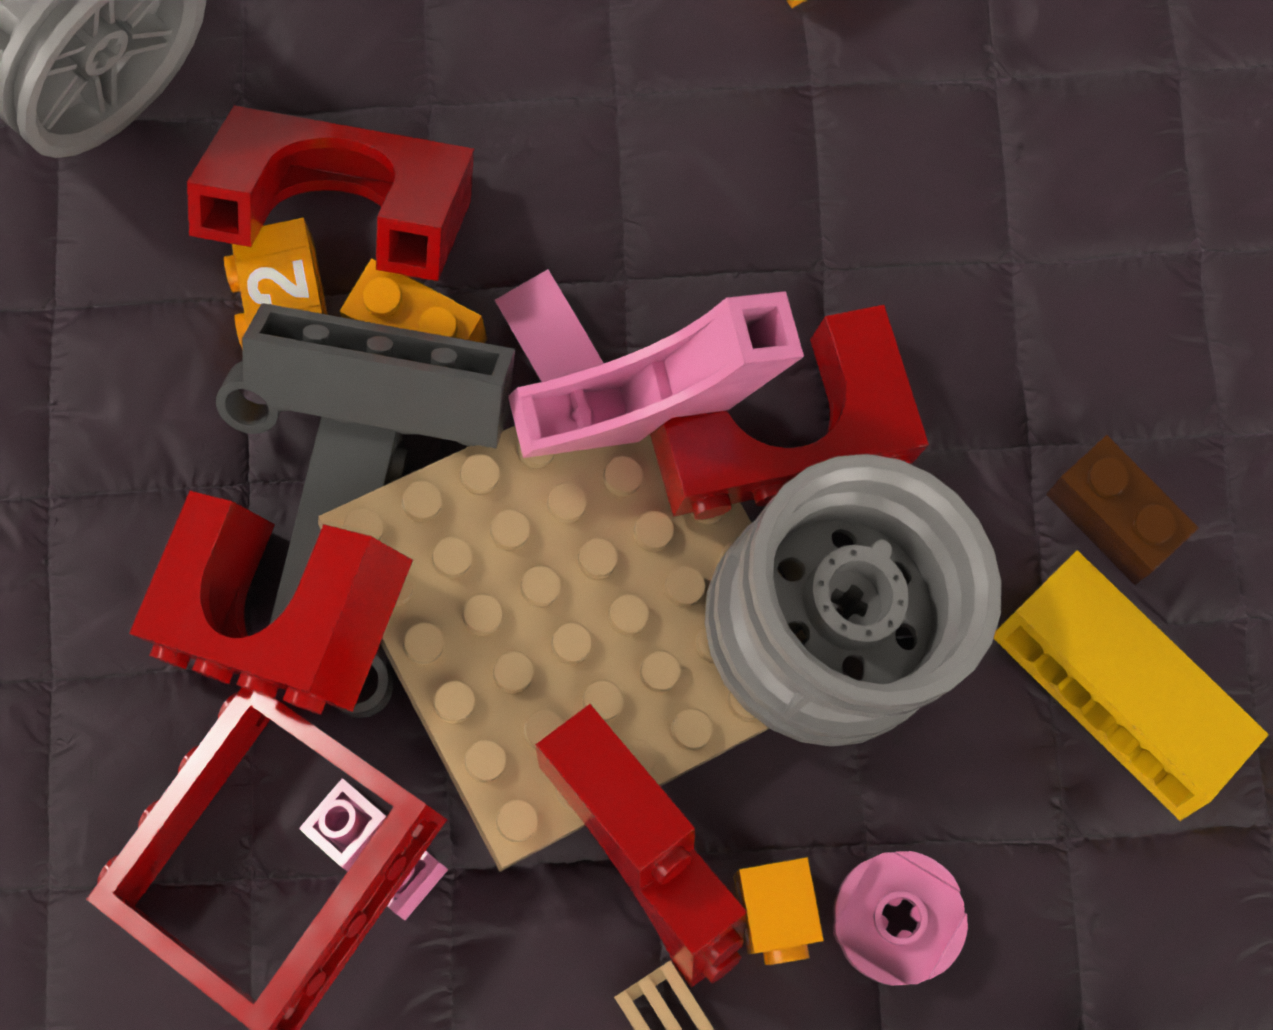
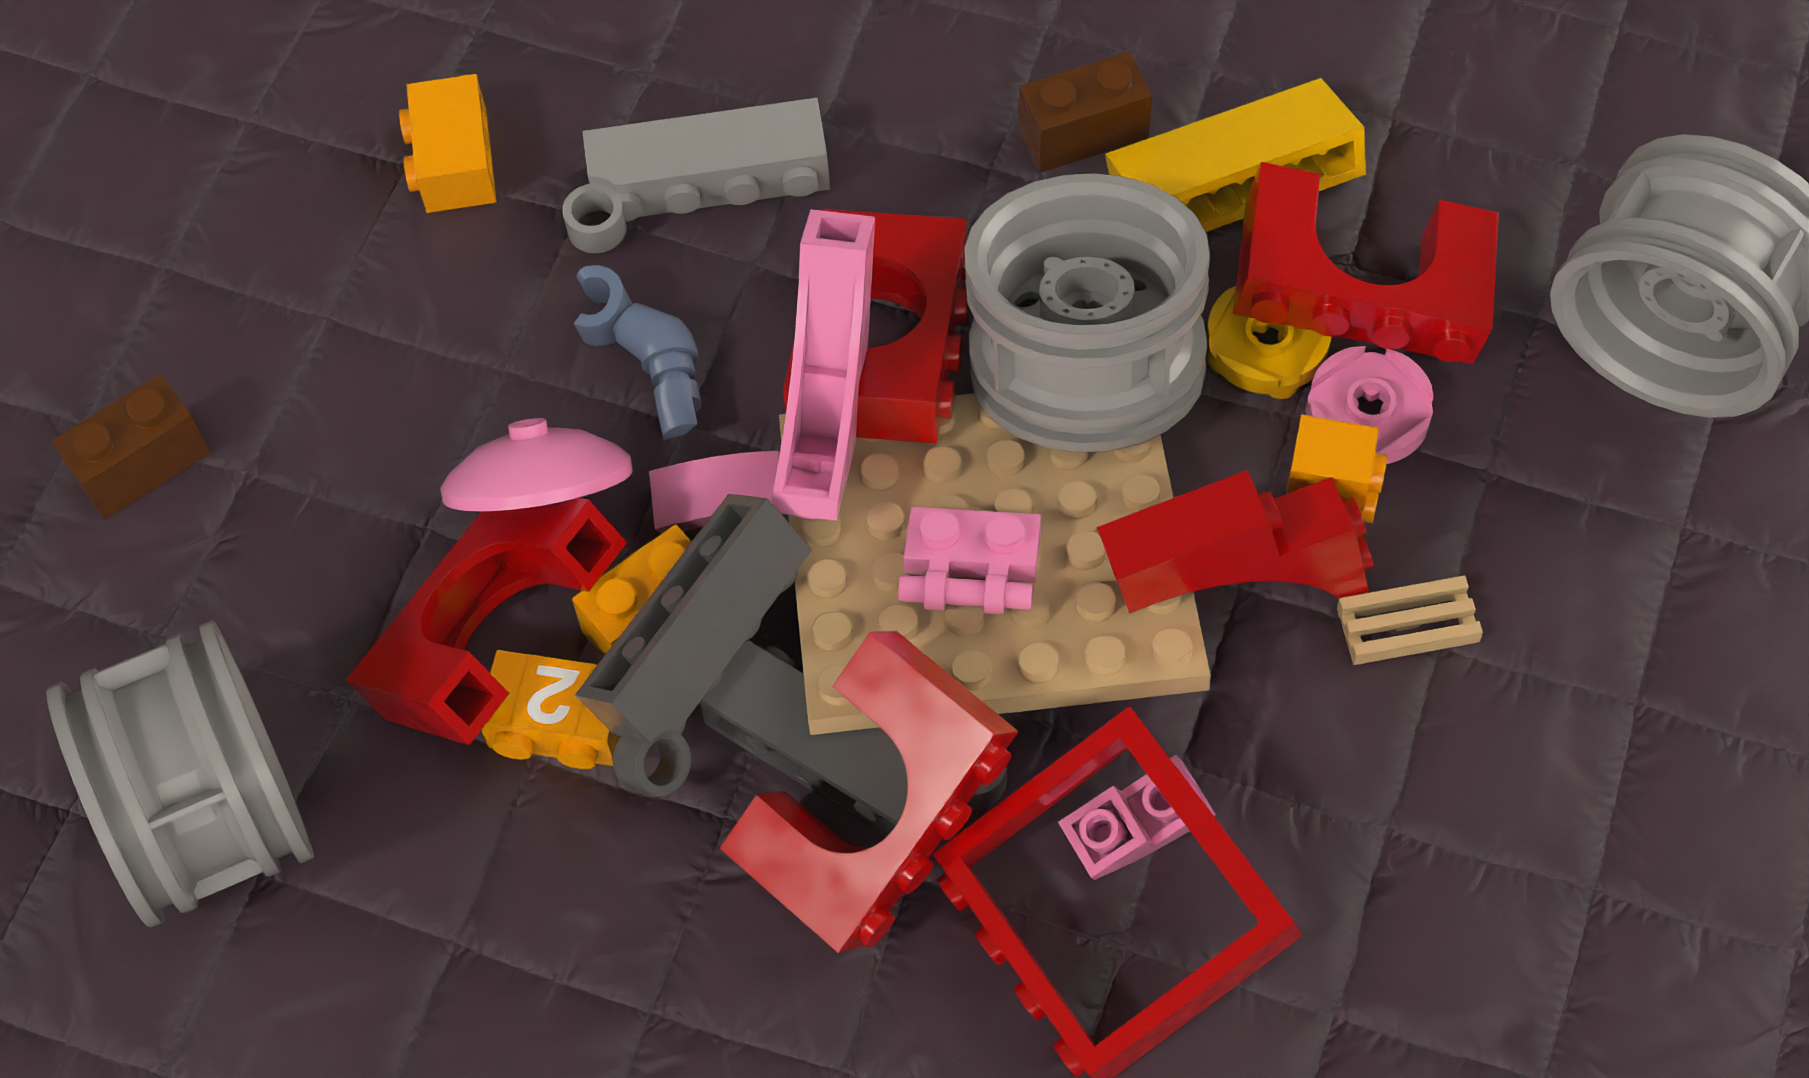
camera: 65 degrees left, 15 degrees down
(481, 173) = (534, 469): none -> bright pink dish
(555, 591) = (970, 546): none -> bright pink plate
(687, 220) = (653, 337): none -> sand blue piece
(901, 168) = (696, 165): none -> light grey hinge
(966, 763) = (1259, 366): none -> yellow plate
(989, 789) = (1294, 283): none -> red arch

